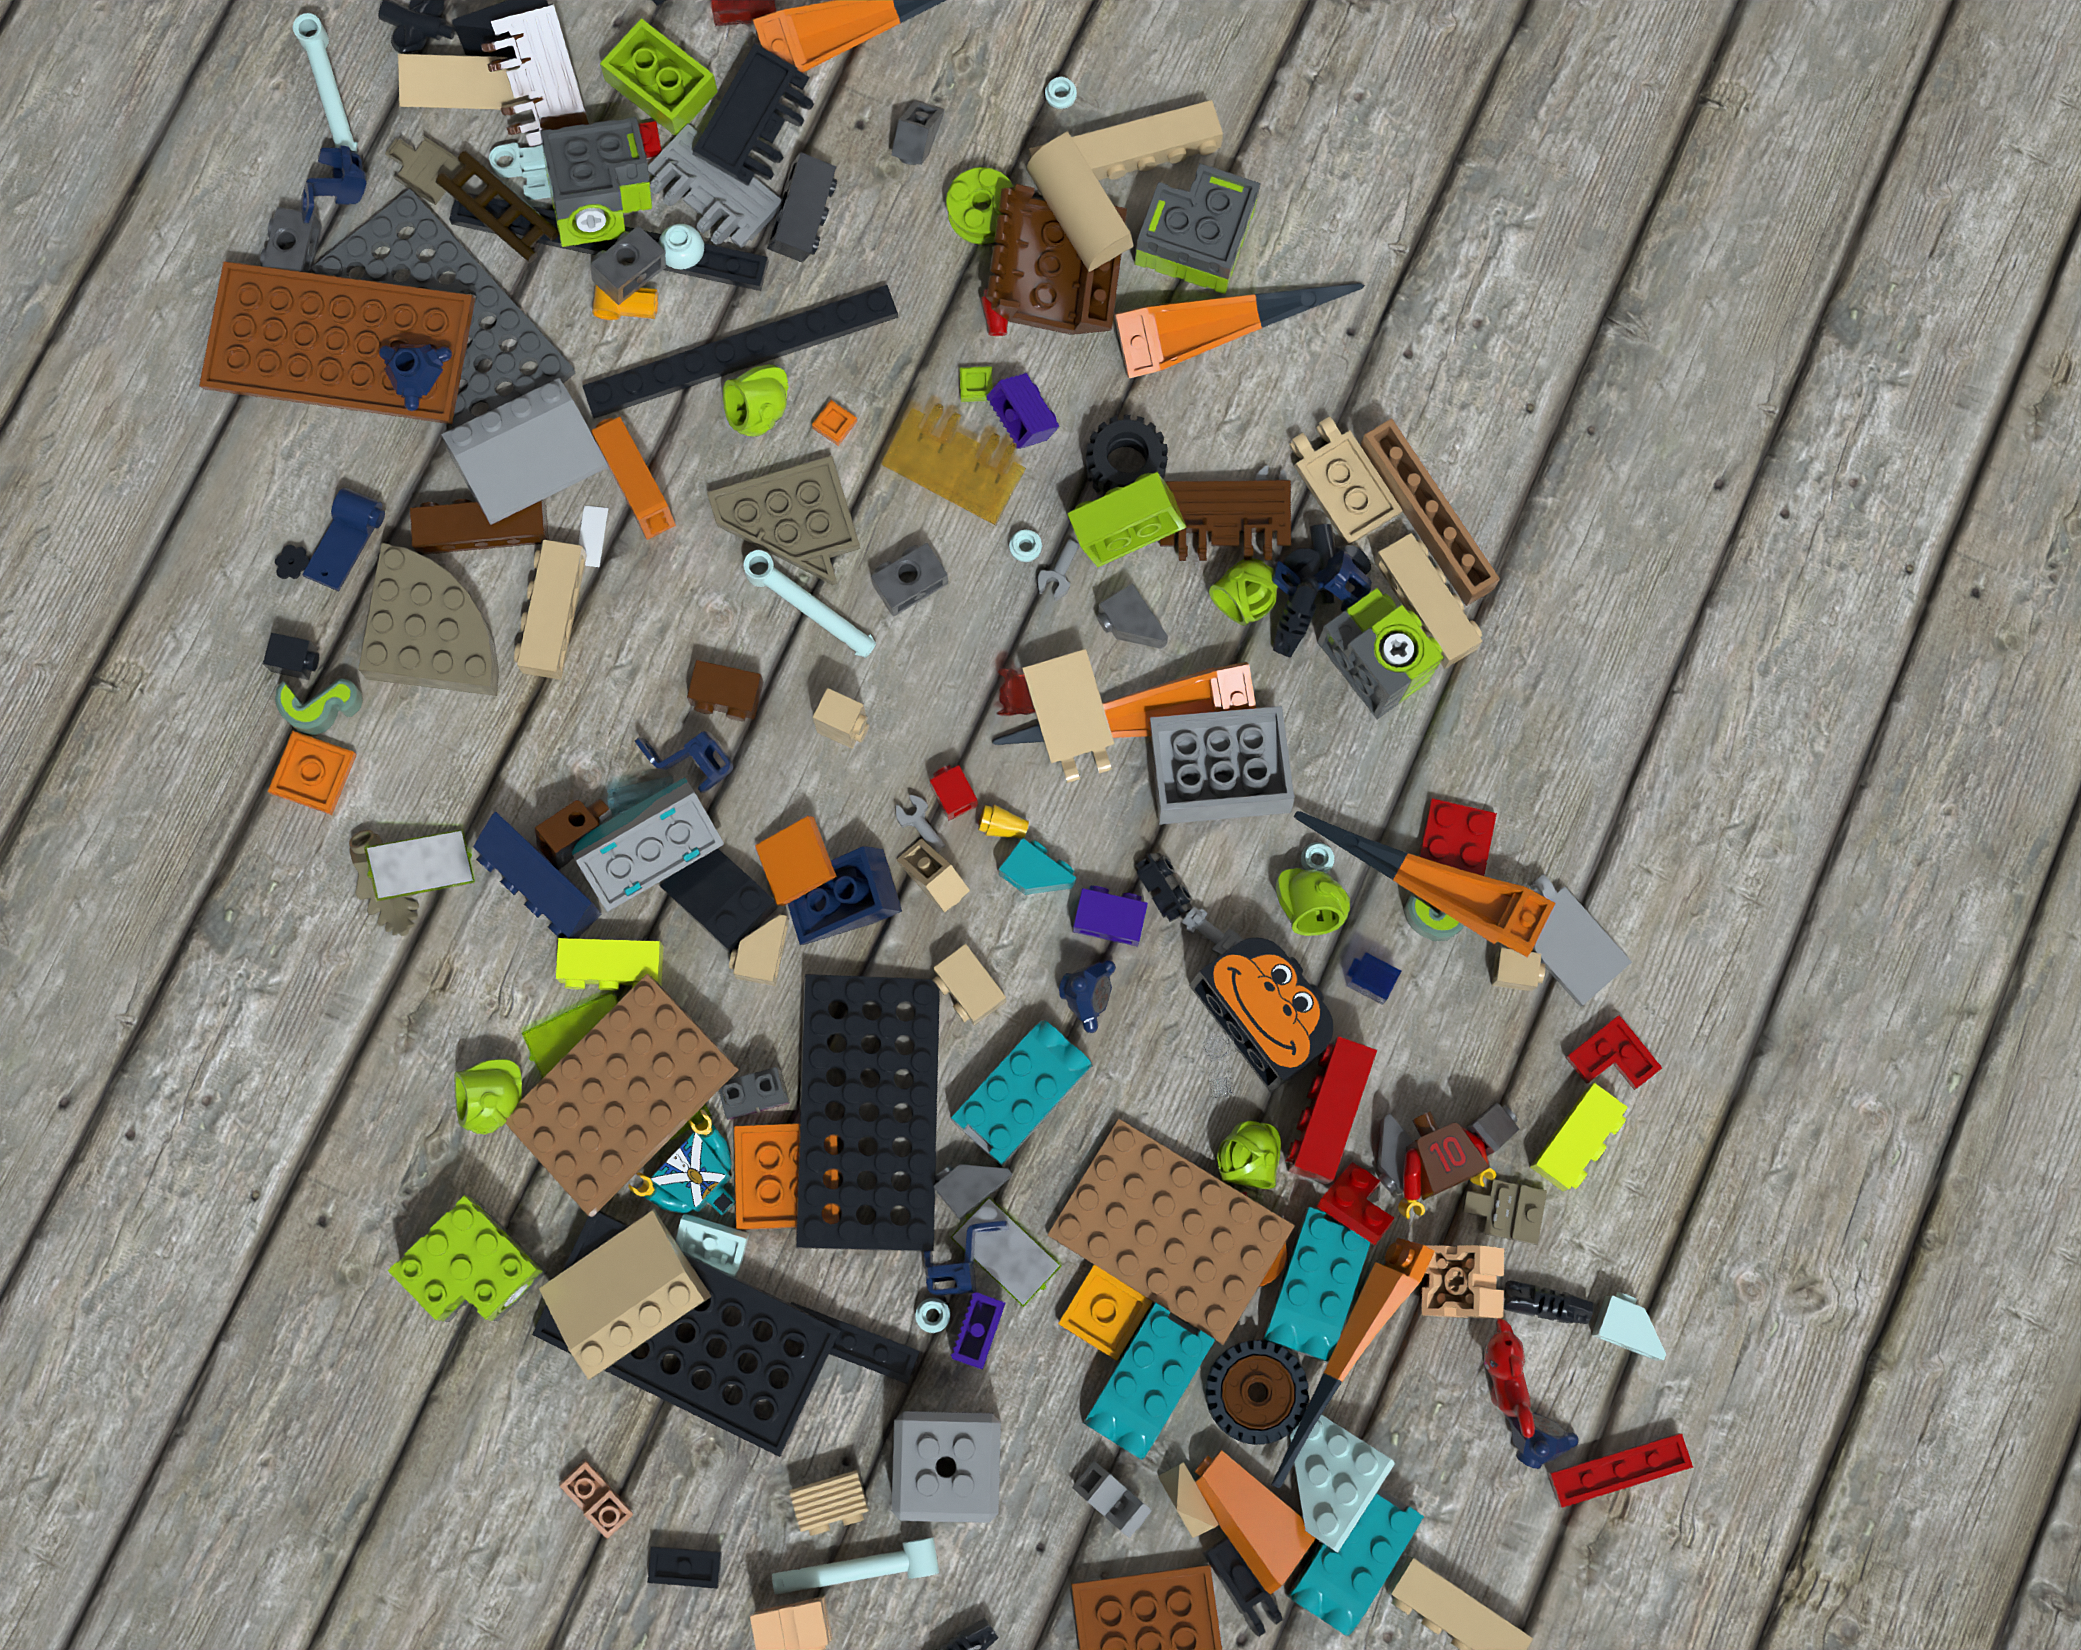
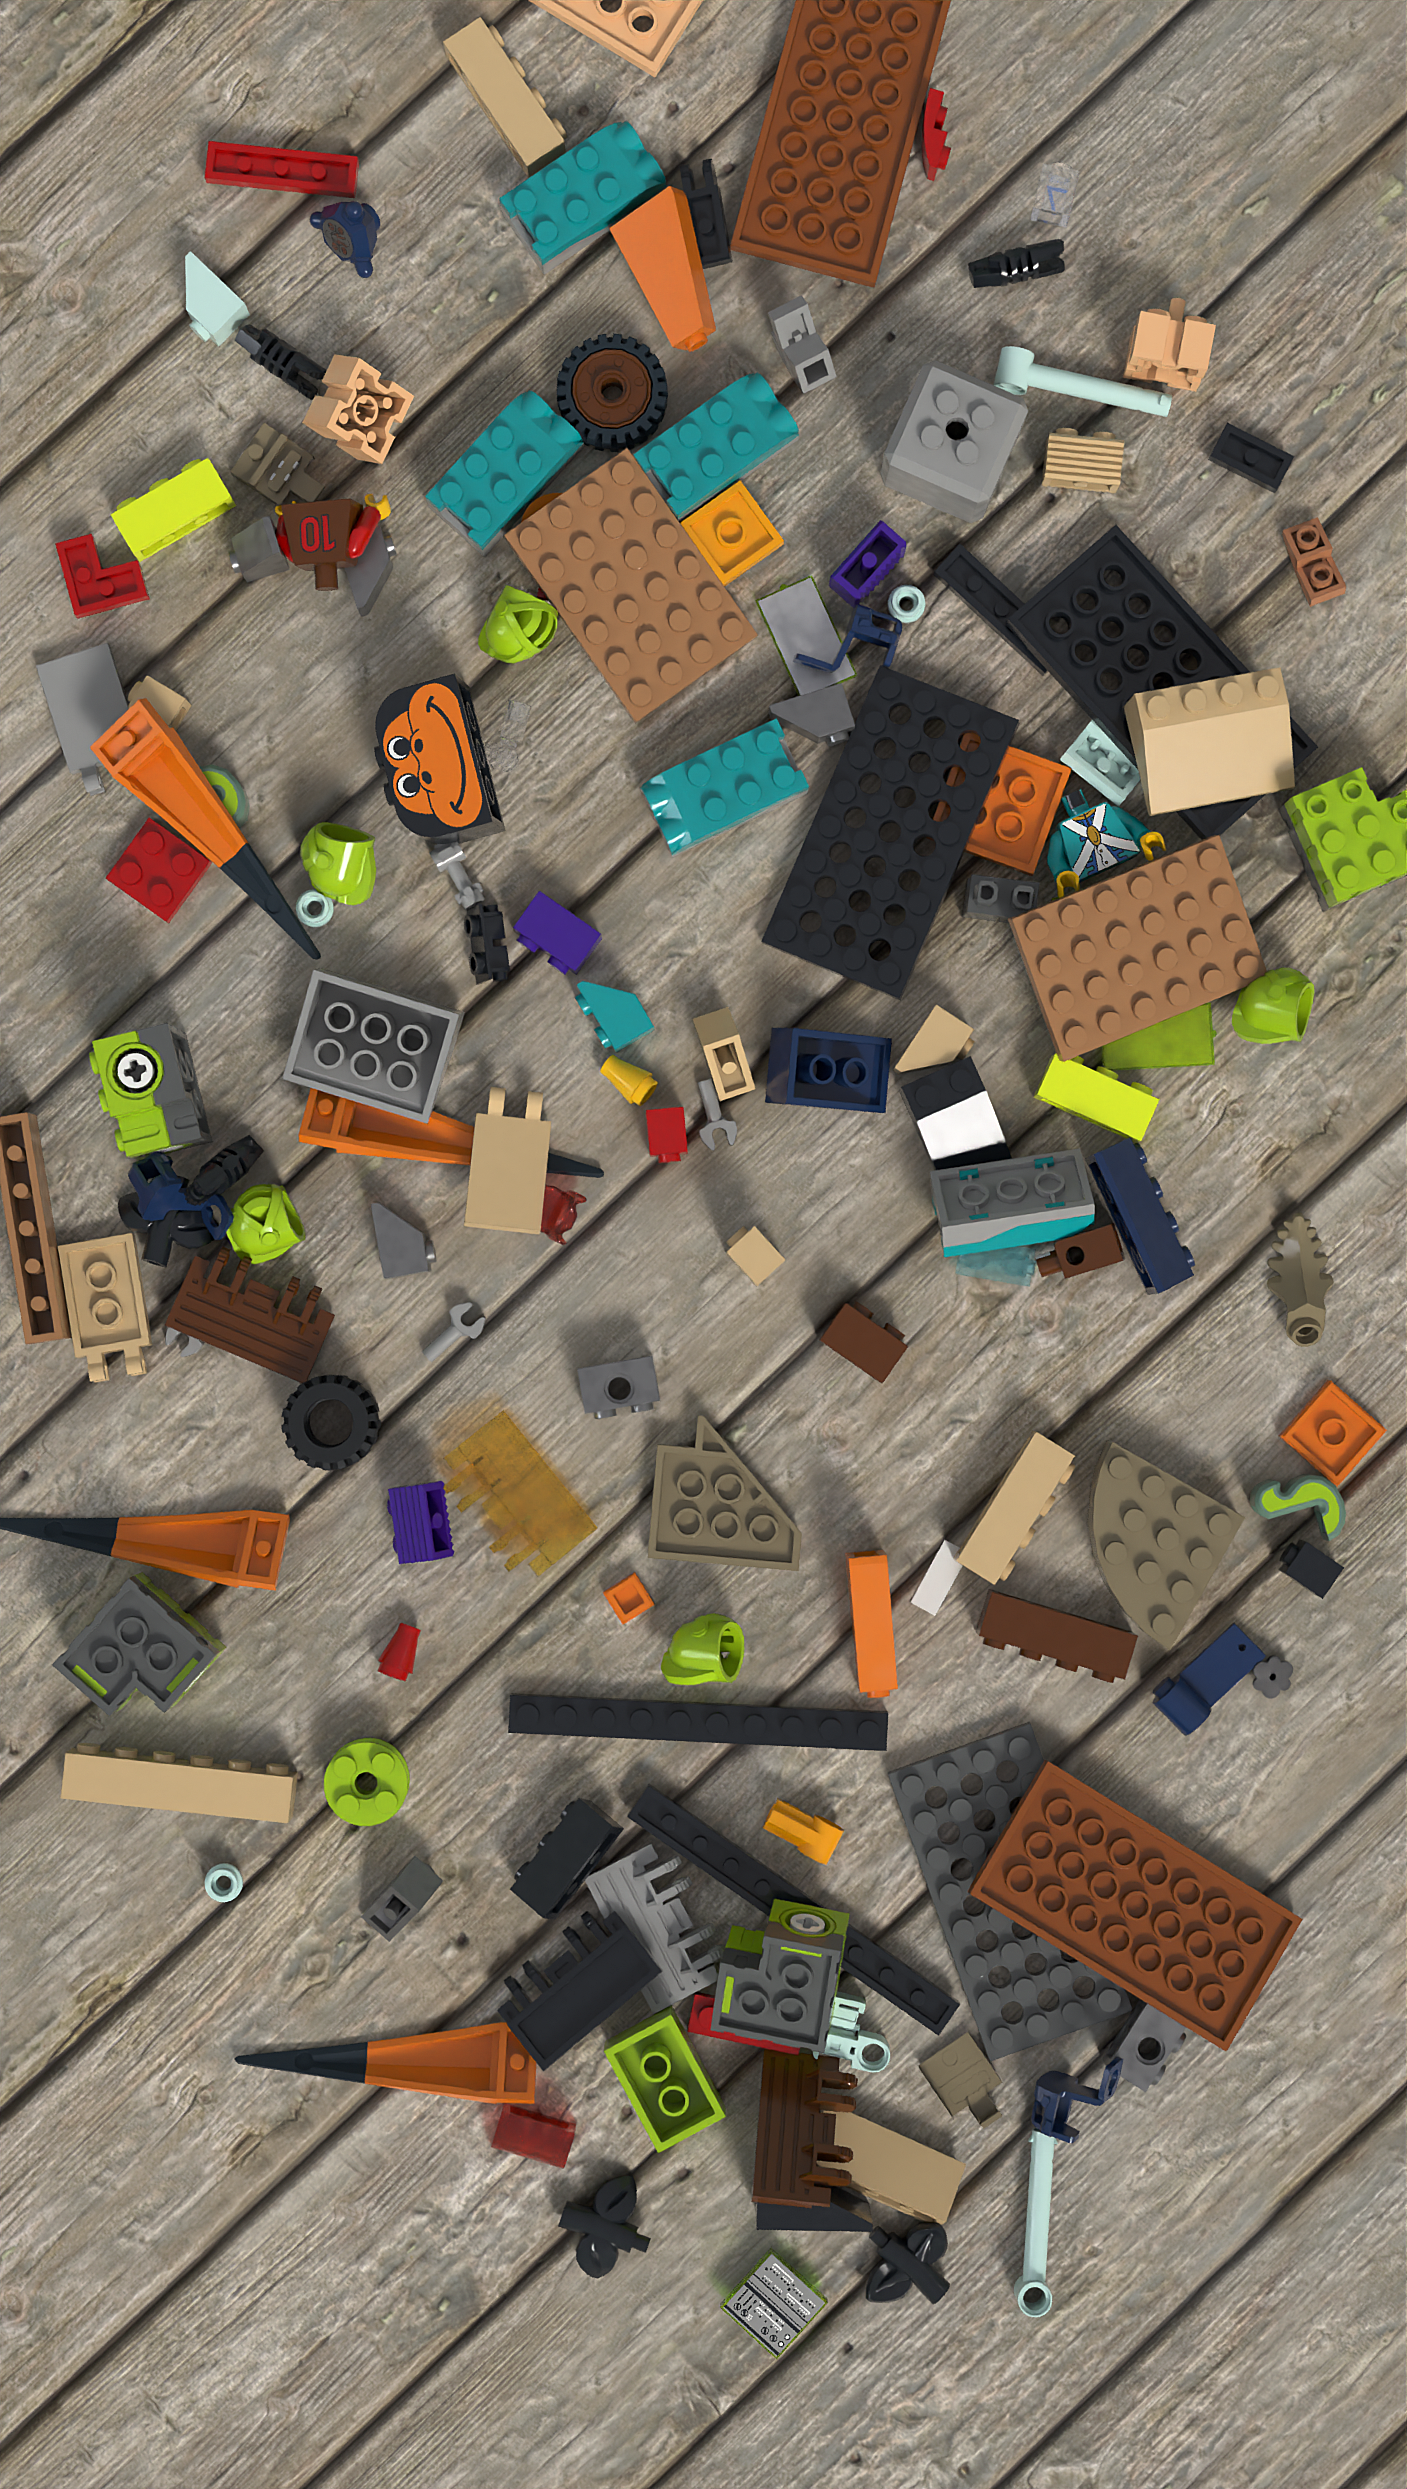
camera: 155 degrees left, 10 degrees up
(413, 369) = (1064, 1831): dark blue rock -> none
(419, 865) = (1256, 1281): flat silver piece -> none
(500, 225) = (908, 1972): dark brown bar -> none
(524, 451) = (977, 1692): light grey slope -> none
(622, 280) = (801, 1847): flat silver brick -> none
(682, 246) = (717, 1866): light aqua piece -> none
(702, 750) = (917, 1282): dark blue piece -> none
(795, 860) = (862, 1125): orange tile -> none
(807, 604) = (735, 1397): light aqua piece -> none
(969, 985) = (733, 921): tan brick -> none
(975, 383) = (457, 1580): lime tile -> none
(1025, 536) = (467, 1374): light aqua plate -> none
(1041, 274) = (312, 1676): reddish brown slope -> none
(1079, 202) = (260, 1730): tan brick -> none
(1088, 992) = (612, 864): dark blue rock -> none
(1126, 519) = (361, 1348): lime brick -> none
(1188, 1500) = (726, 317): tan slope -> none
(1332, 1110) = (417, 632): red brick -> none
(1336, 1480) = (571, 273): light aqua plate -> none
(1349, 1204) = (439, 527): red plate -> none
(1372, 977) = (312, 758): clear blue brick -> none
(1380, 1298) = (444, 428): orange plate -> none
(1424, 592) = (74, 1134): tan brick -> none
(1505, 1363) = (351, 311): red animal -> none

